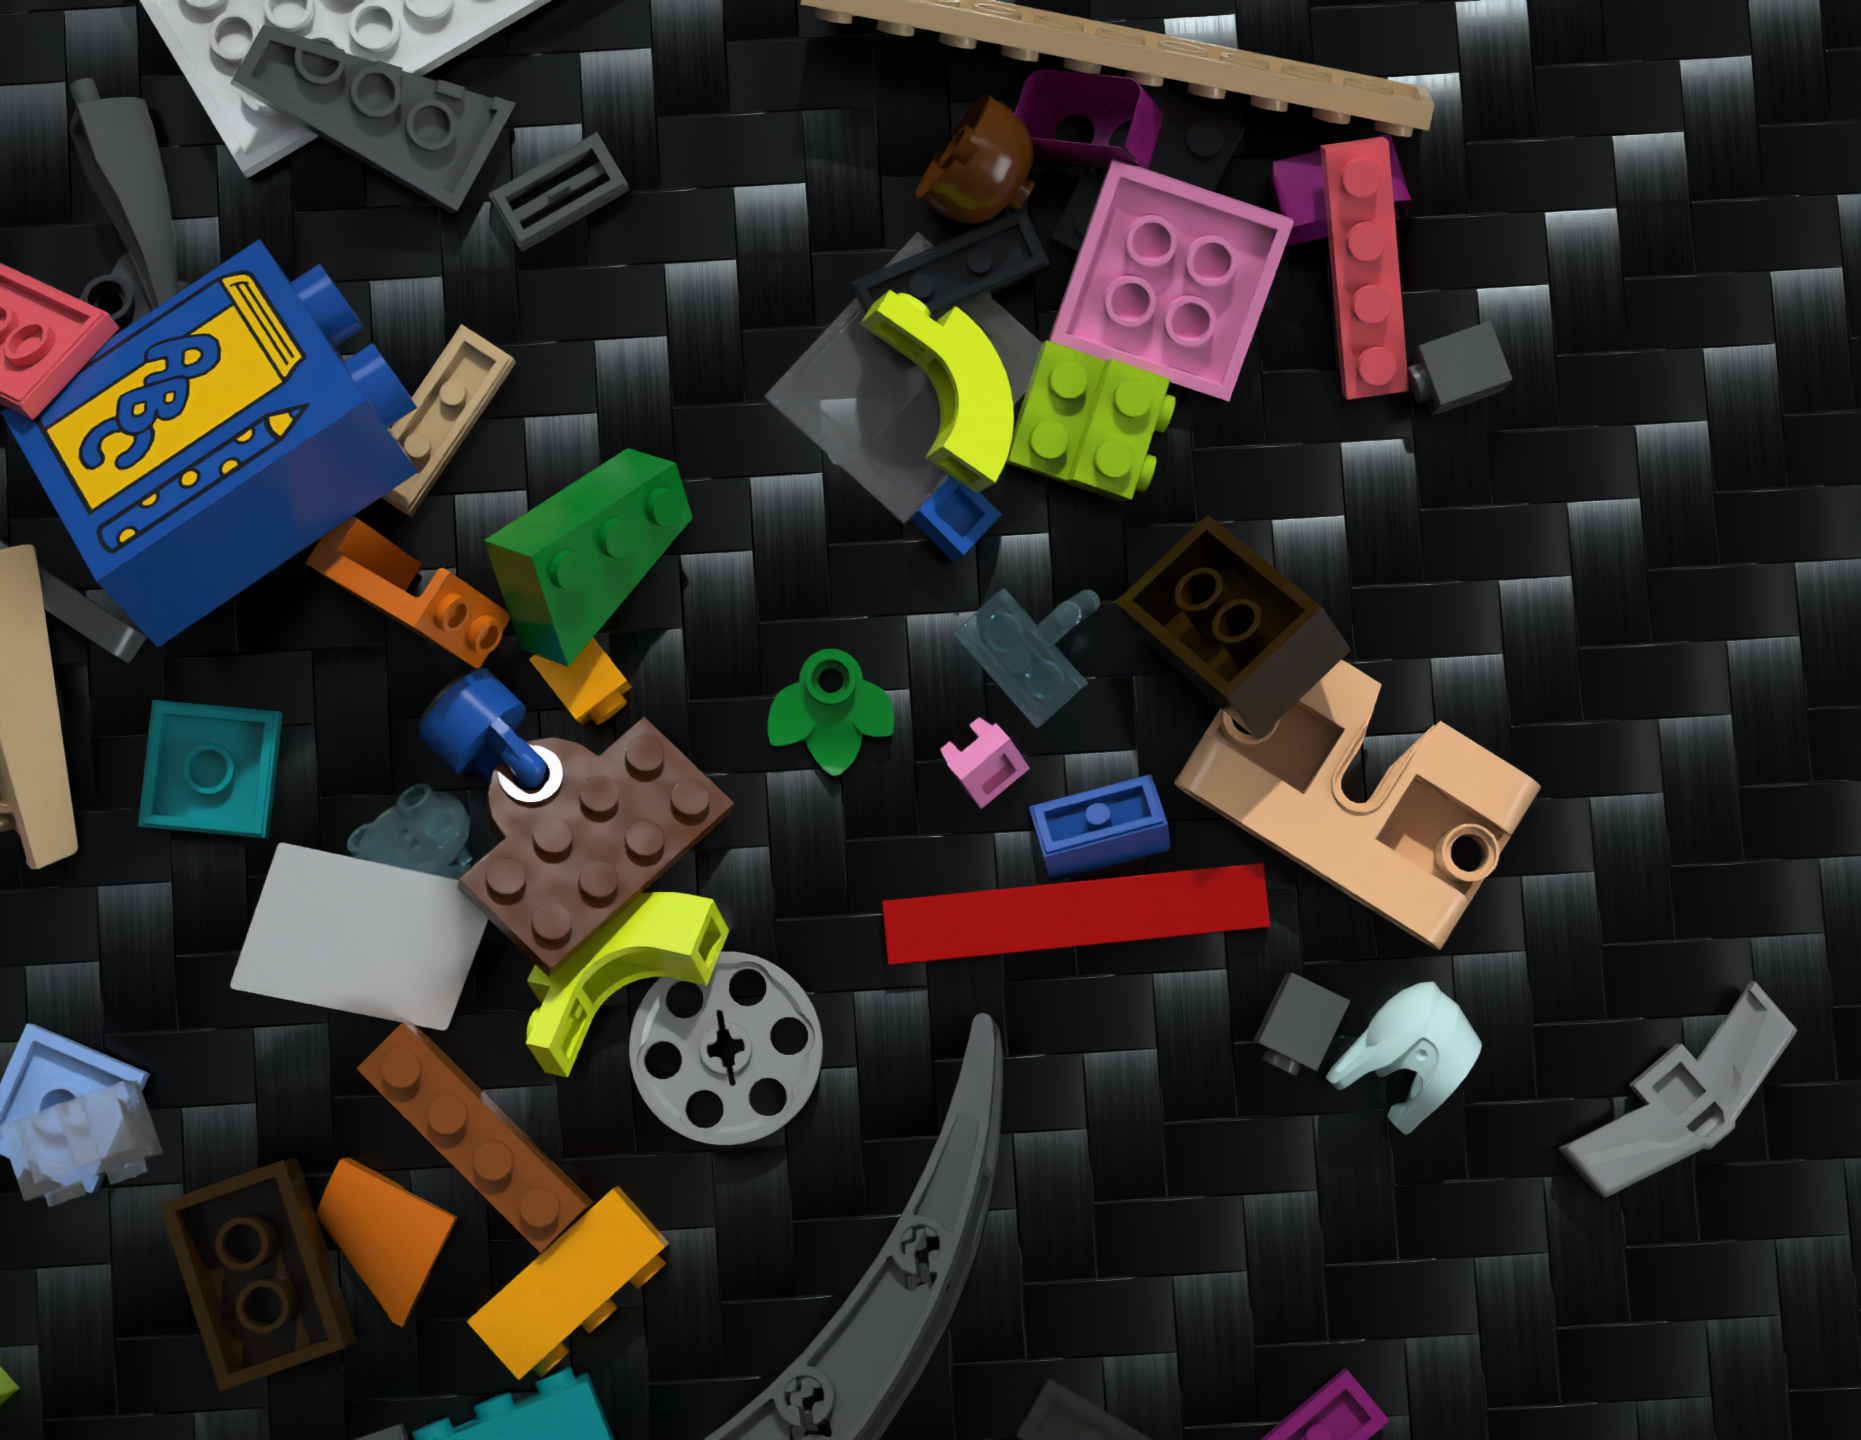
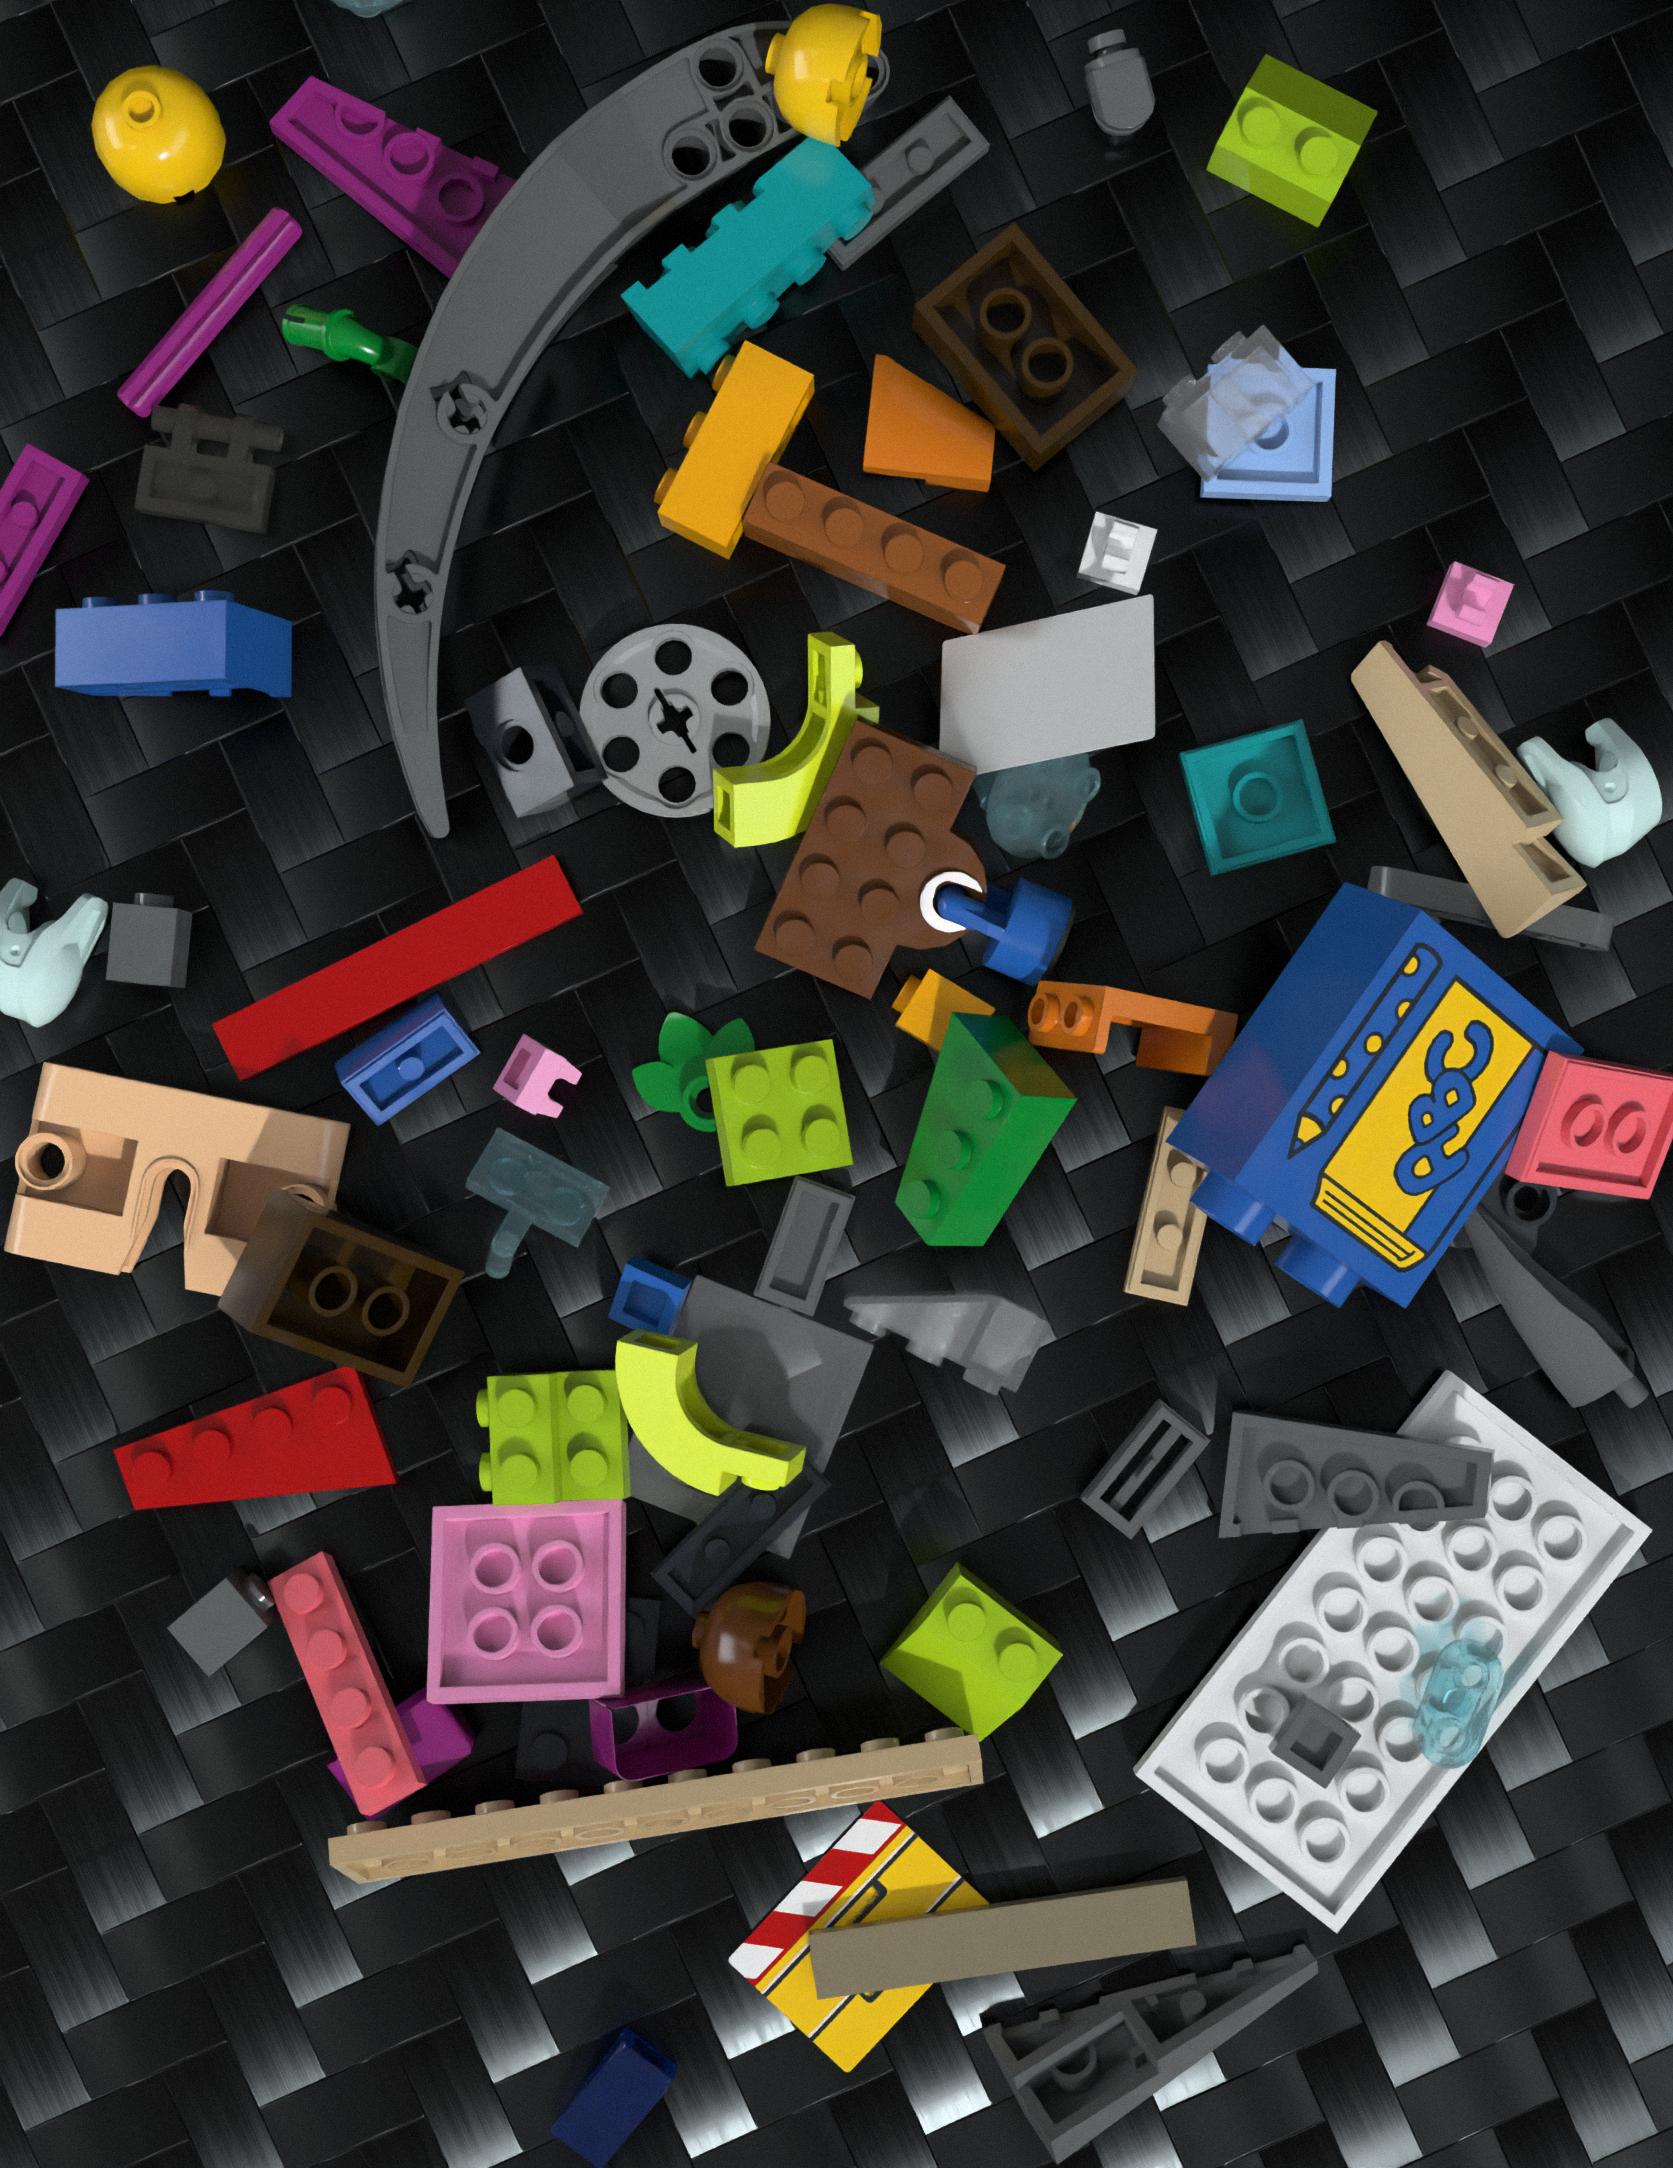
camera: 155 degrees right, 5 degrees up
(249, 1050) = (1116, 553): none -> white tile
(669, 379) = (966, 1326): none -> clear slope
(768, 642) = (779, 1112): none -> lime plate
(782, 82) = (972, 1654): none -> lime slope
(794, 513) = (804, 1245): none -> dark grey tile
(843, 1103) = (563, 758): none -> black brick
(1175, 1296) = (172, 647): none -> blue wedge
(1354, 514) = (281, 1443): none -> red wing

